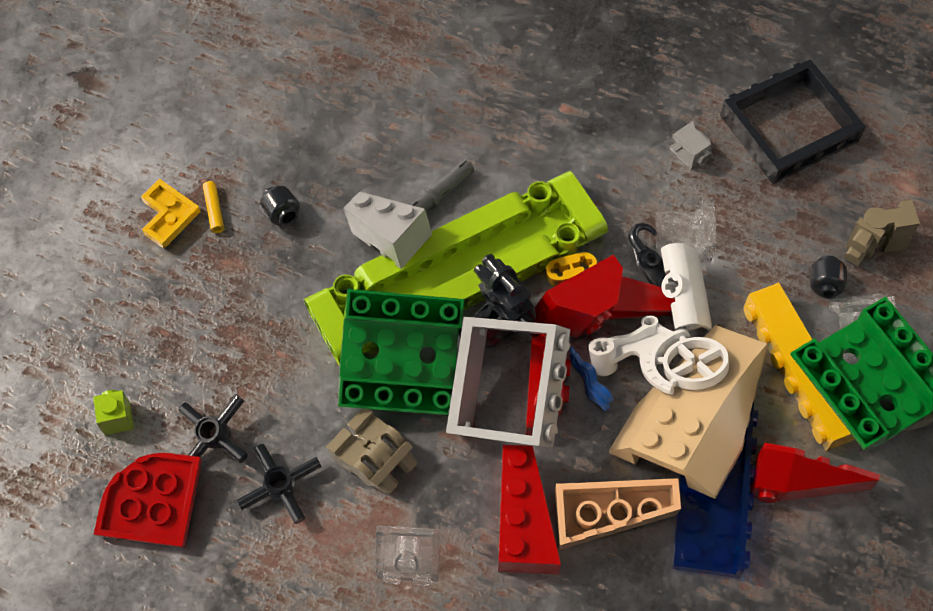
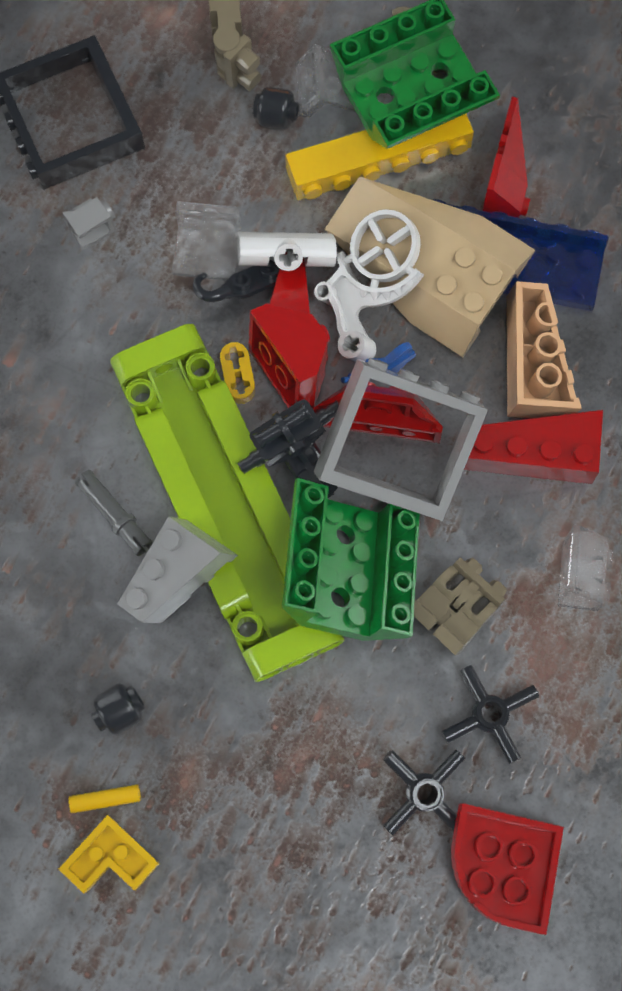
camera: 85 degrees left, 10 degrees up
(113, 412) = (390, 917): lime brick -> none

